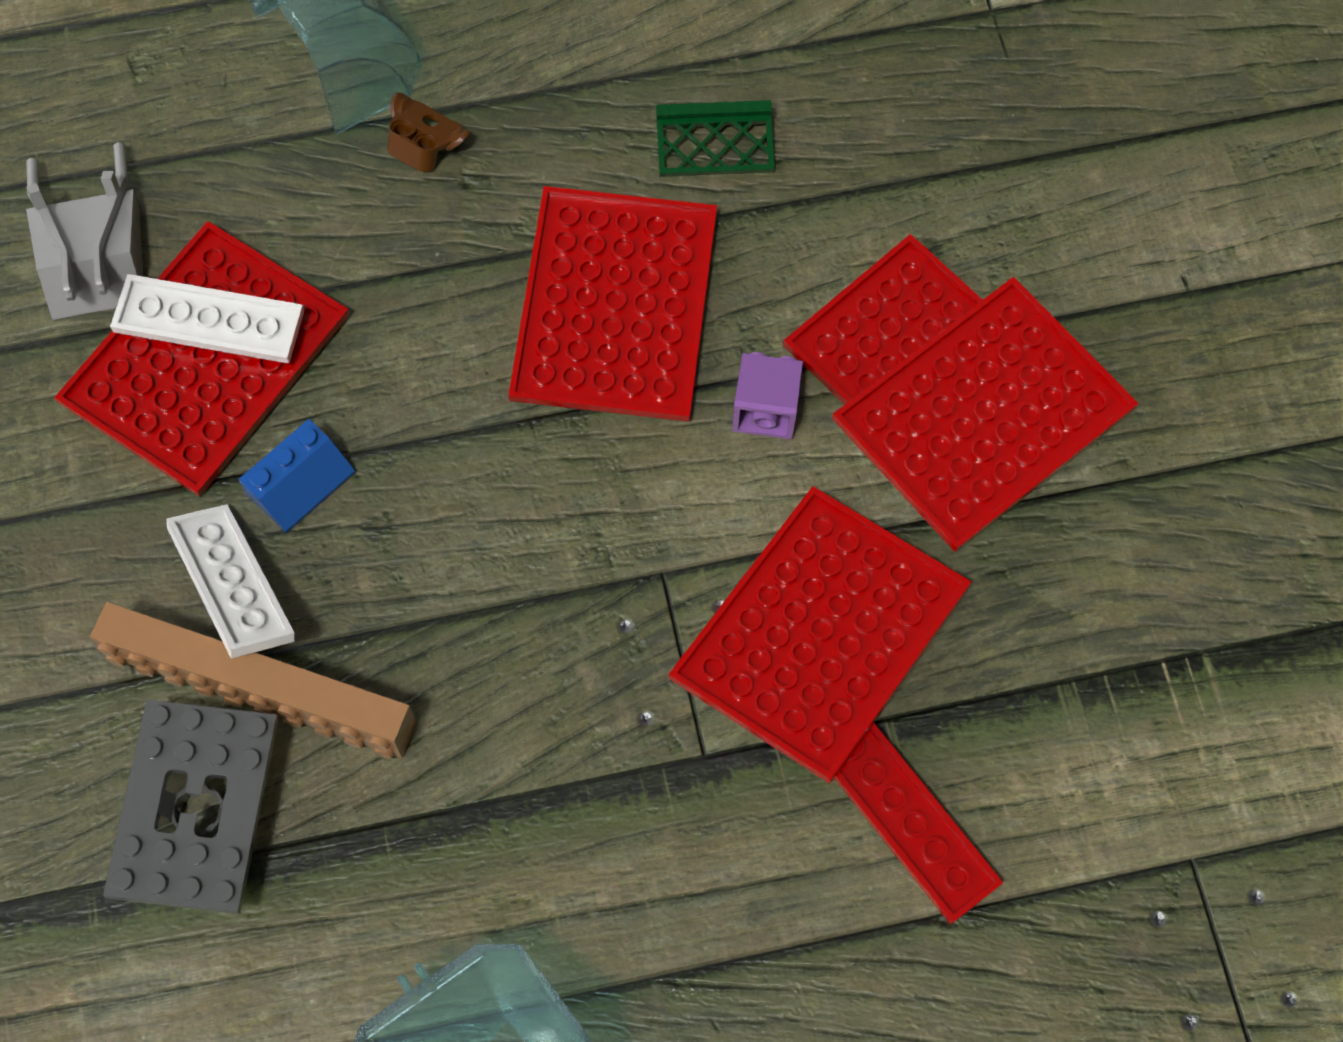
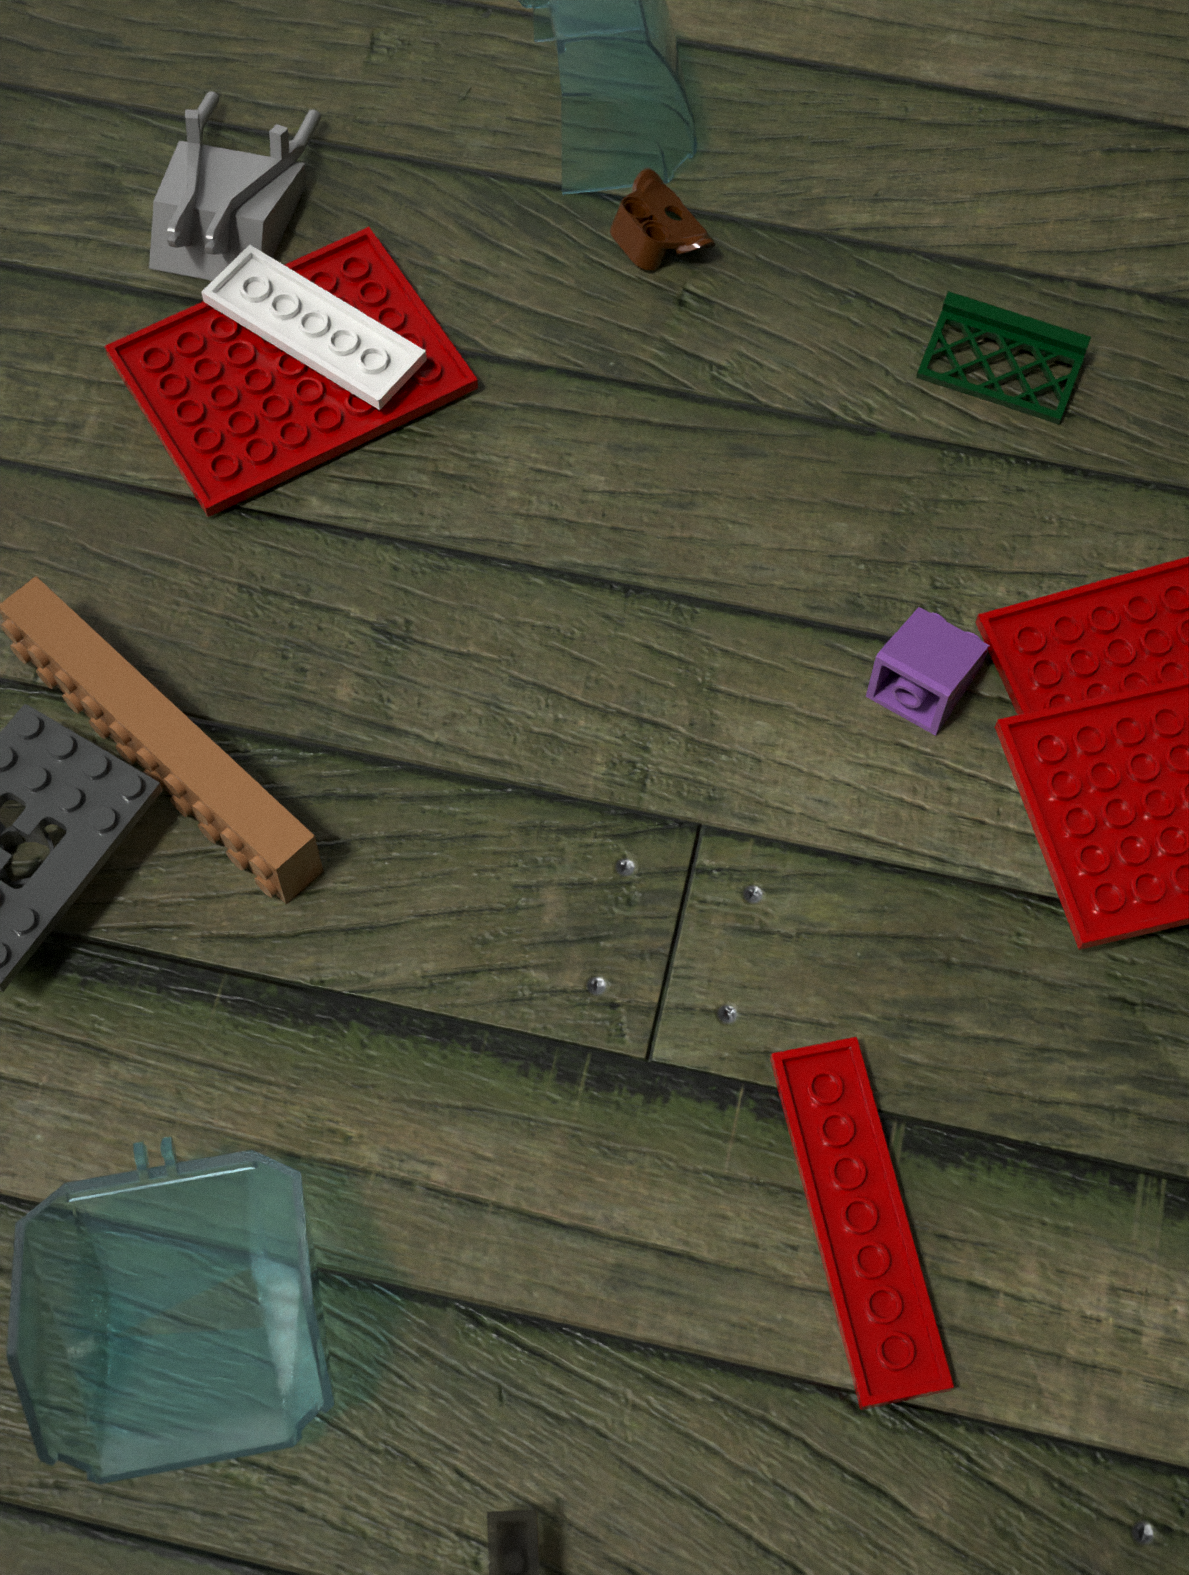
camera: 25 degrees right, 5 degrees down
(230, 581) = (186, 615): white plate -> none
(296, 476) = (326, 536): blue slope -> none
(614, 304) = (792, 496): red plate -> none
(820, 633) = (861, 975): red plate -> none

